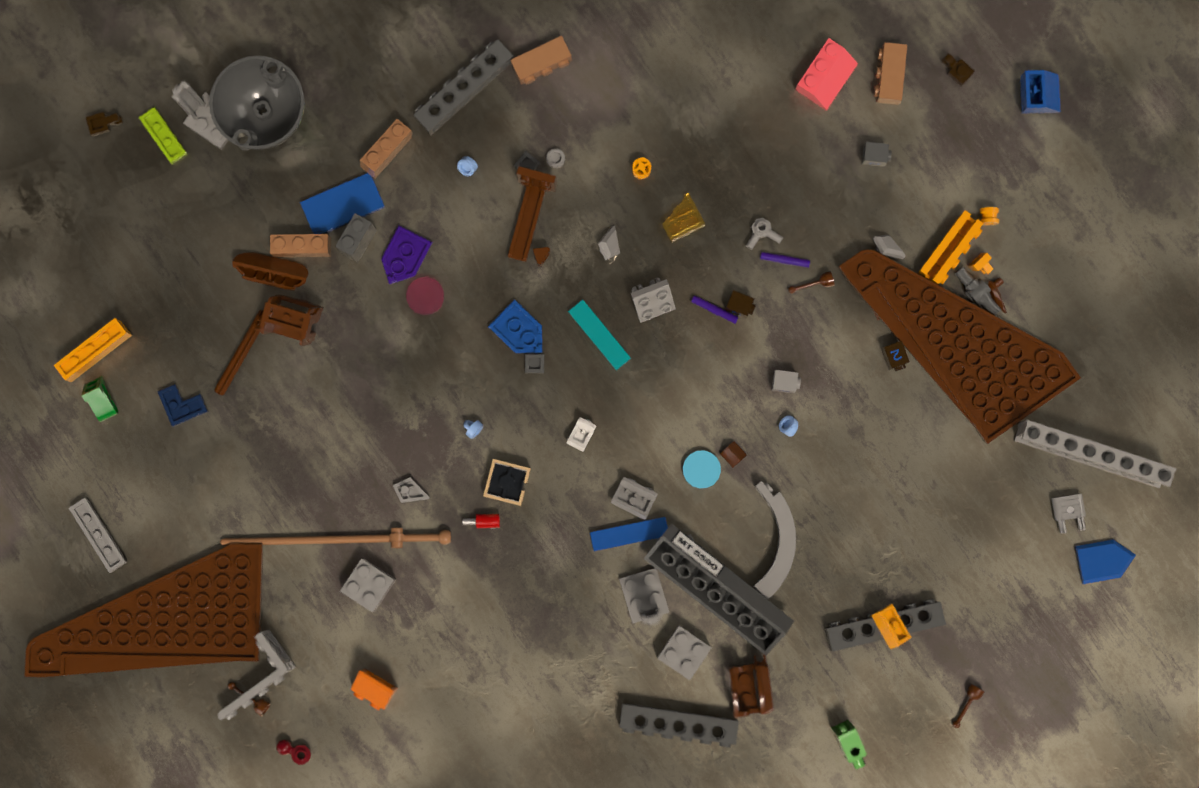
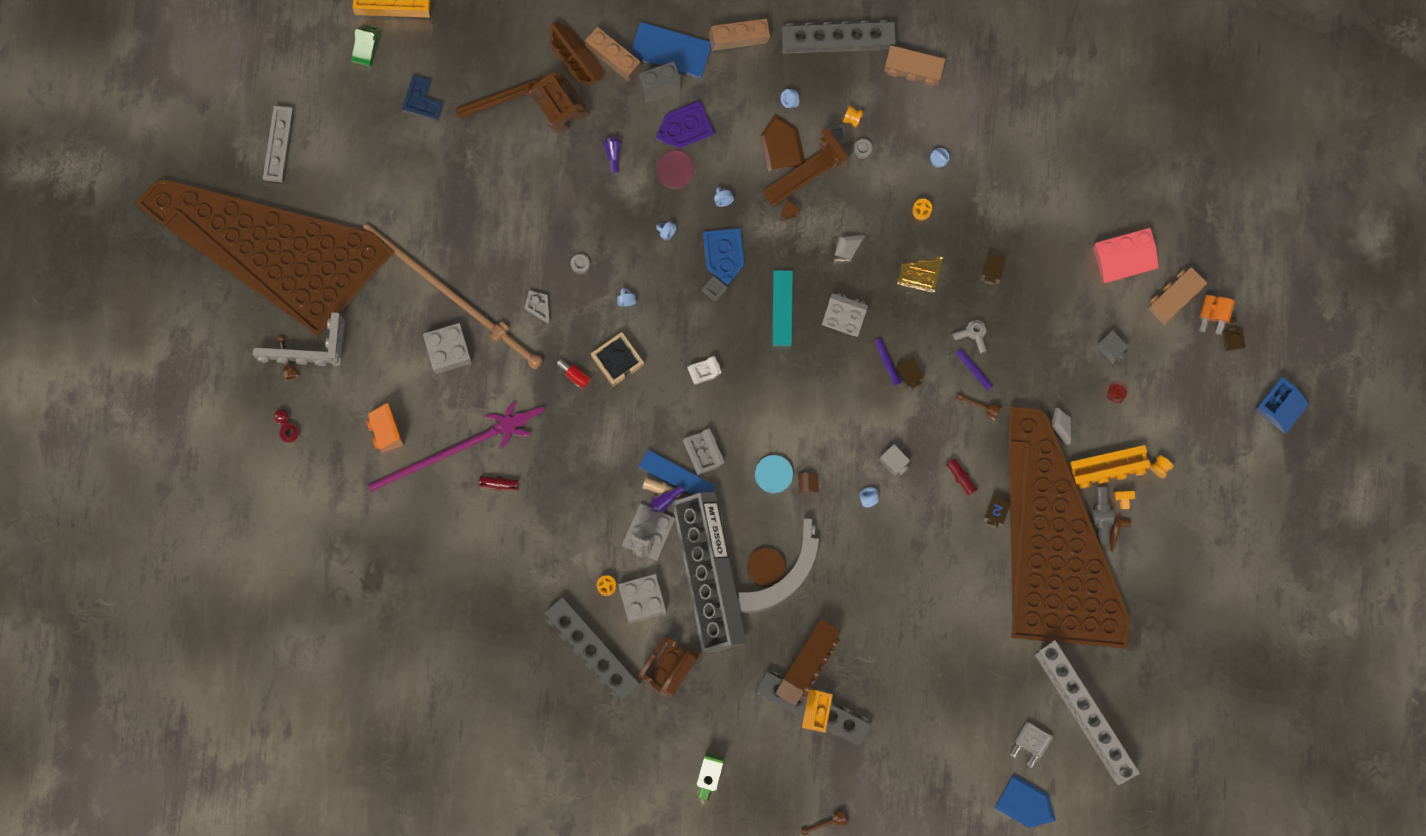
camera: 35 degrees right, 5 degrees down
(364, 321) = (612, 149): none -> dark purple cone
(414, 431) = (580, 263): none -> light grey tile
(460, 348) = (668, 229): none -> light blue tile
(465, 605) = (506, 426): none -> magenta piece
(481, 286) = (723, 197): none -> light blue tile
(491, 208) = (781, 145): none -> reddish brown tile
(497, 656) = (498, 483): none -> dark red pin
(527, 139) = (853, 116): none -> light orange wheel
(620, 116) = (939, 157): none -> light blue tile
(626, 553) = (658, 487): none -> tan pin
(636, 563) = (662, 501): none -> dark purple cone
(647, 667) = (605, 582): none -> light orange wheel
(735, 169) = (993, 269): none -> dark brown brick
(756, 546) = (766, 567): none -> reddish brown tile
(846, 351) = (961, 477): none -> dark red pin
(854, 595) = (809, 663): none -> reddish brown brick
(908, 187) = (1116, 393): none -> clear red tile
(931, 59) = (1215, 310): none -> orange piece

